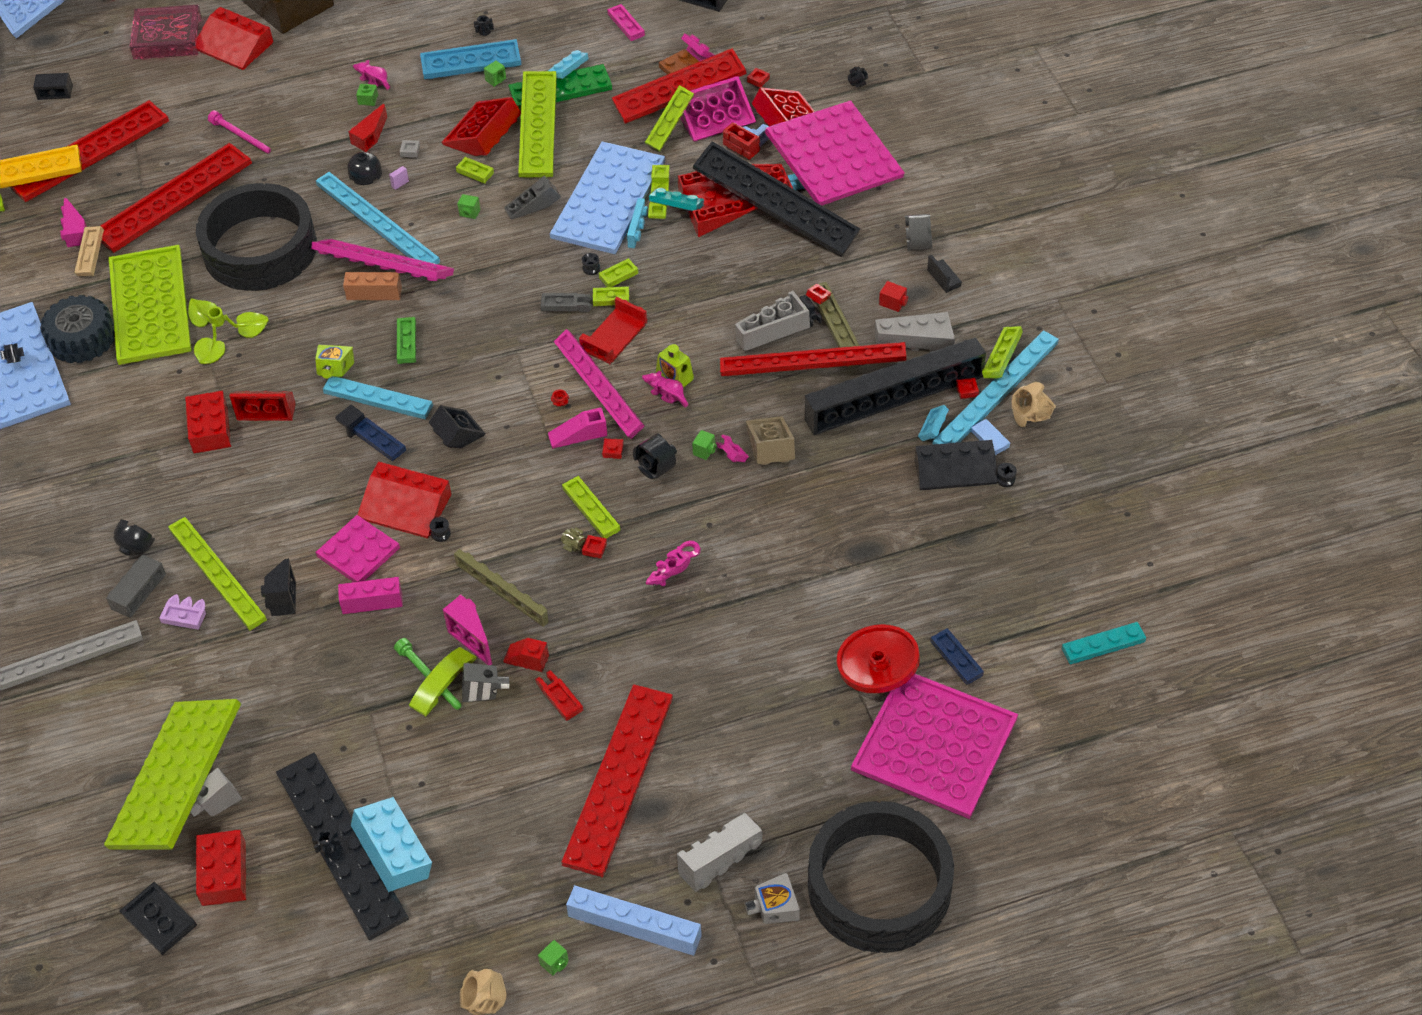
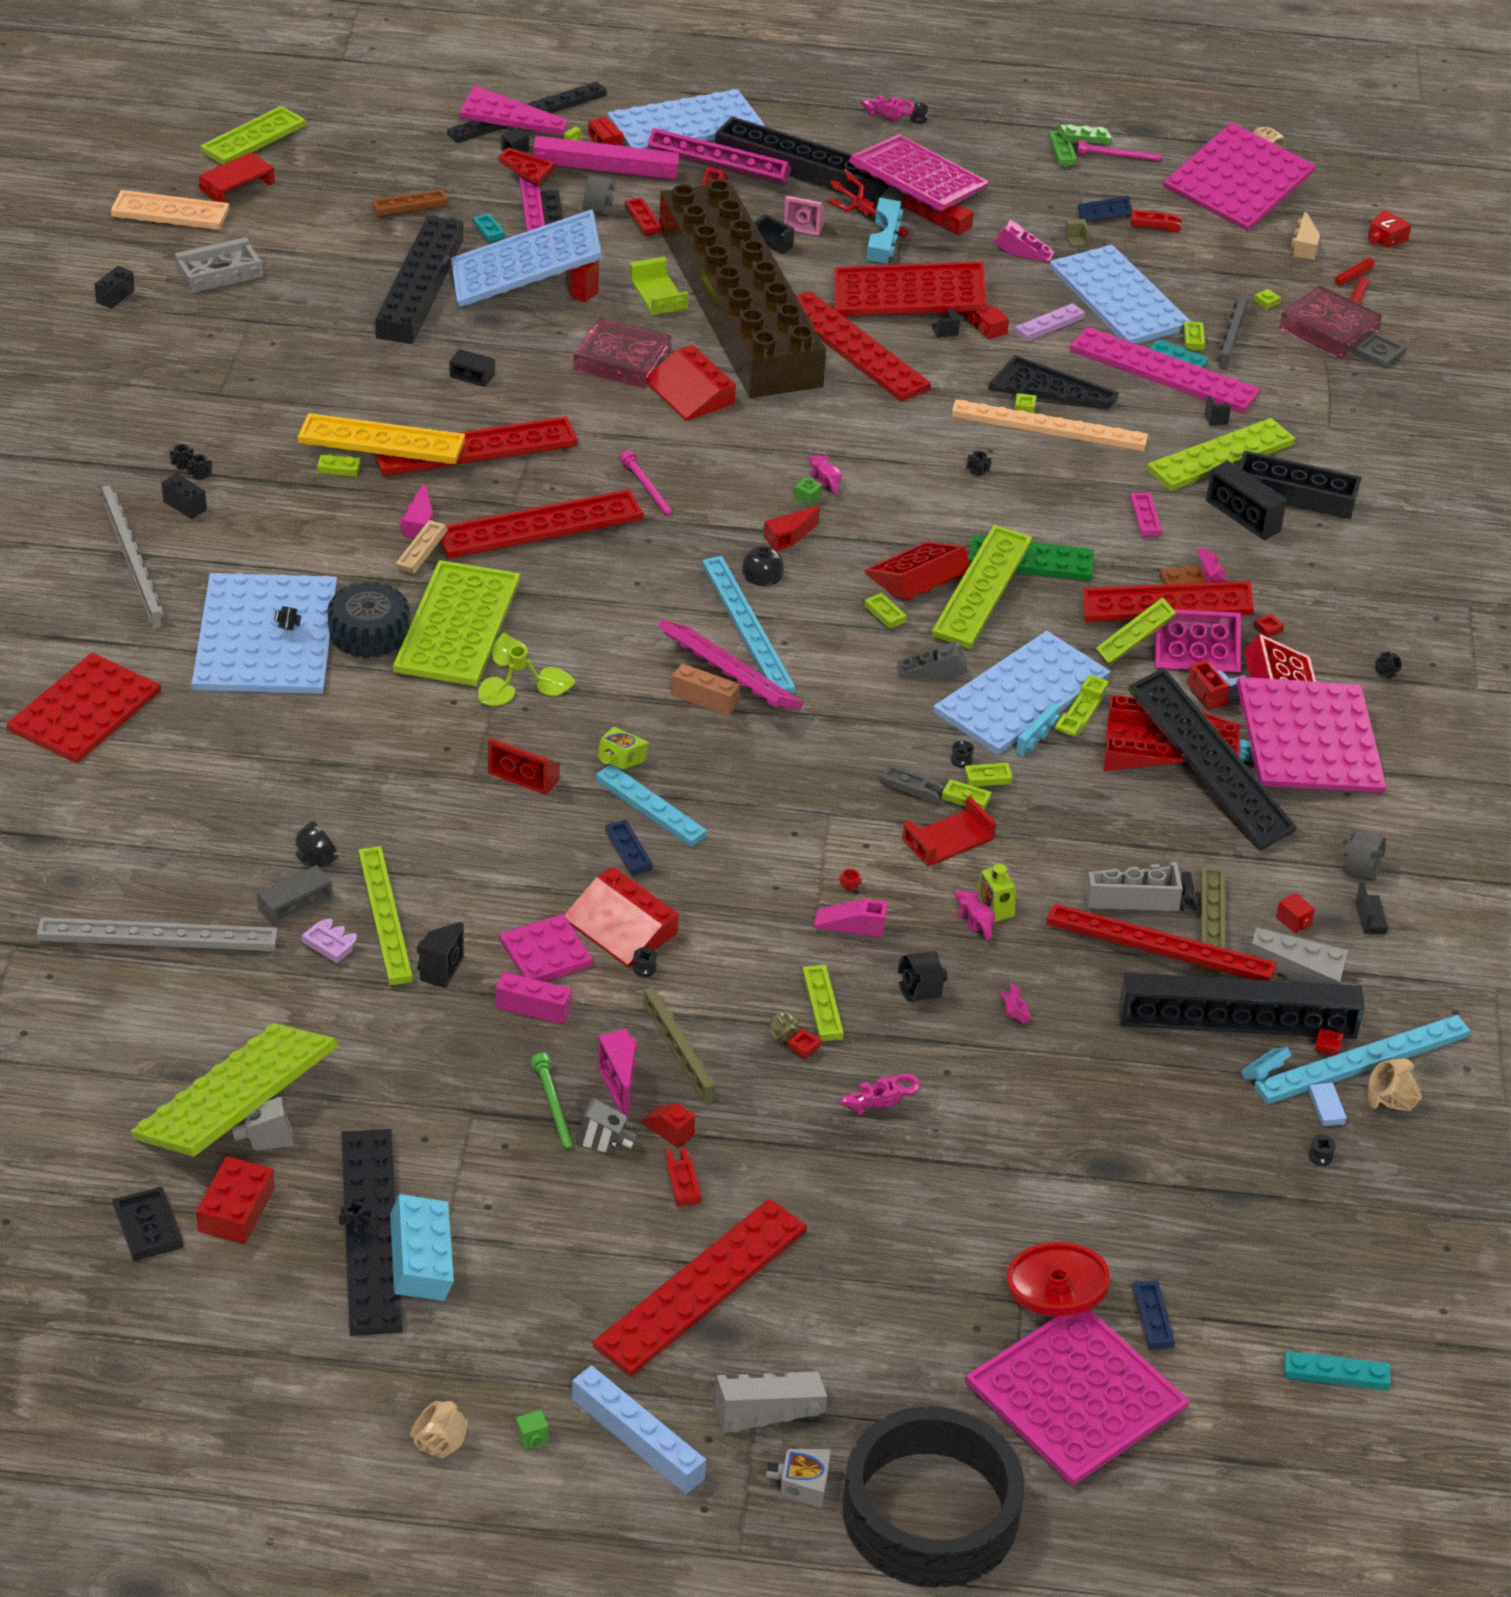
camera: 20 degrees right, 10 degrees down
(208, 422) = (455, 762): red brick -> none
(247, 203) = (607, 556): black tyre -> none
(350, 418) = (607, 813): black panel -> none
(399, 177) = (795, 589): lavender tile -> none
(406, 340) = (713, 758): bright green plate -> none
(409, 148) = (824, 563): light grey plate -> none
(439, 679) = (558, 1110): lime slope -> none
(455, 427) = (718, 865): black slope -> none
(469, 58) = (944, 493): dark azure plate -> none
(469, 206) = (857, 646): bright green plate -> none
(495, 73) = (963, 517): bright green plate -> none
(569, 63) = (1054, 535): medium azure plate -> none
(599, 384) = (902, 880): dark pink plate -> none
(613, 448) = (881, 953): red plate -> none
(676, 199) = (1096, 719): teal plate -> none
(704, 445) = (985, 986): bright green plate -> none
(771, 440) = (1064, 1011): dark tan slope -> none
(818, 294) = (1205, 876): red plate -> none
(956, 465) = (1267, 1116): black slope -> none
(1002, 352) = (1392, 1019): lime plate -> none

